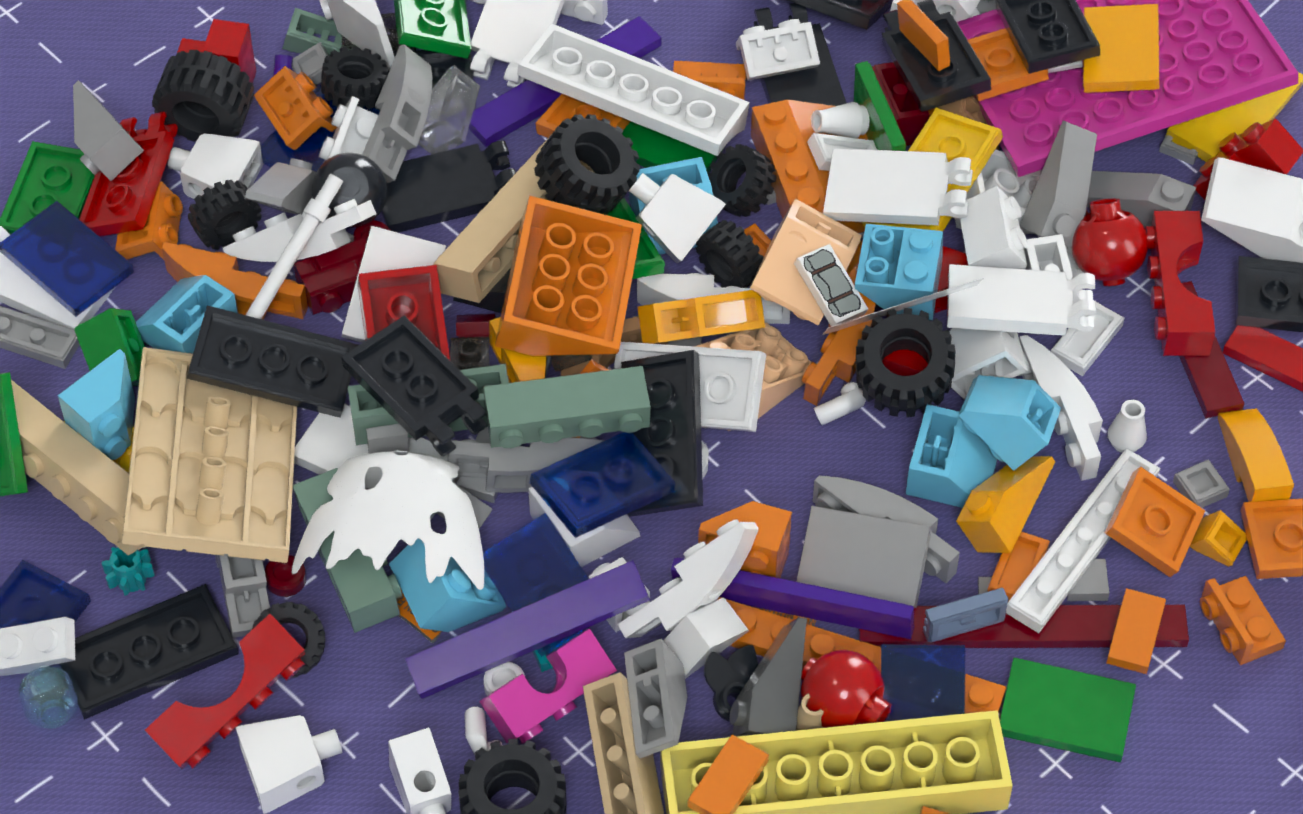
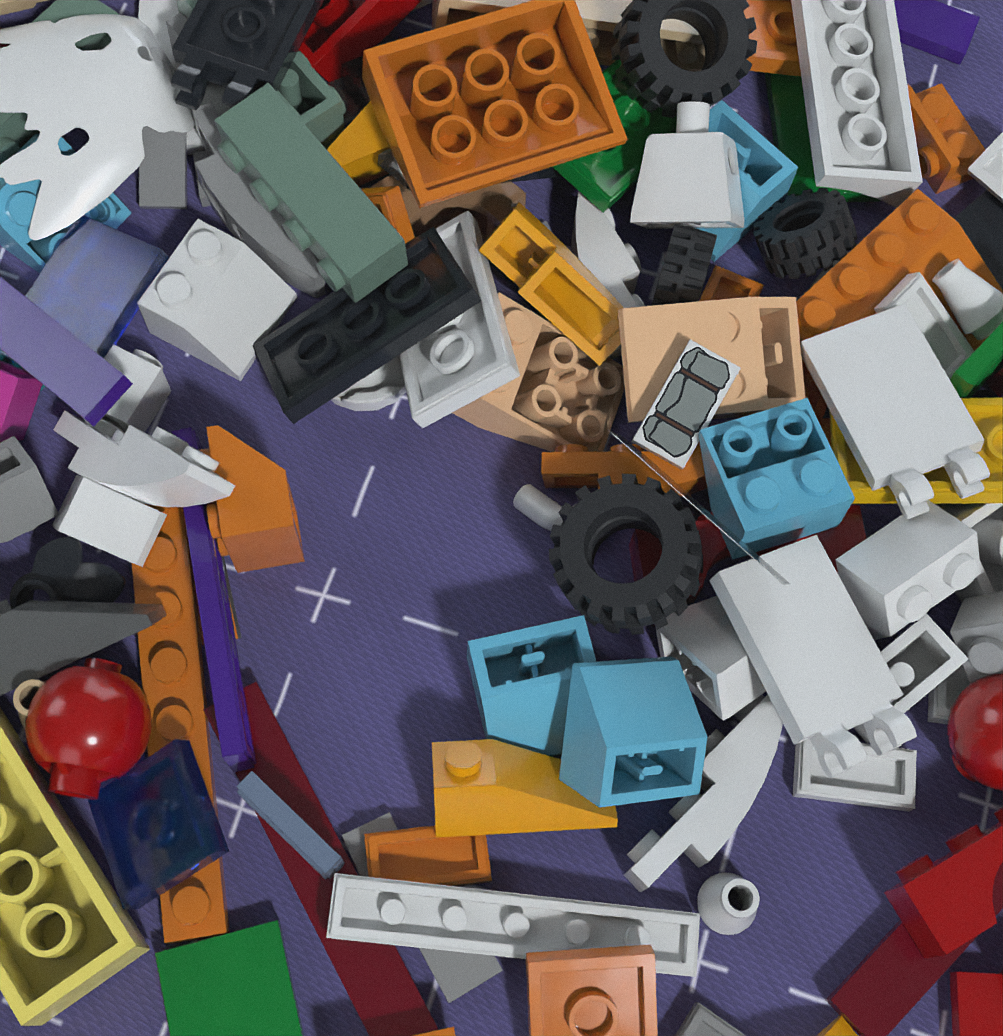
camera: 55 degrees right, 15 degrees up
(602, 483) = (239, 291): clear blue tile -> none
(864, 555) = (319, 653): light grey tile -> none
(870, 500) = (402, 636): light grey slope -> none

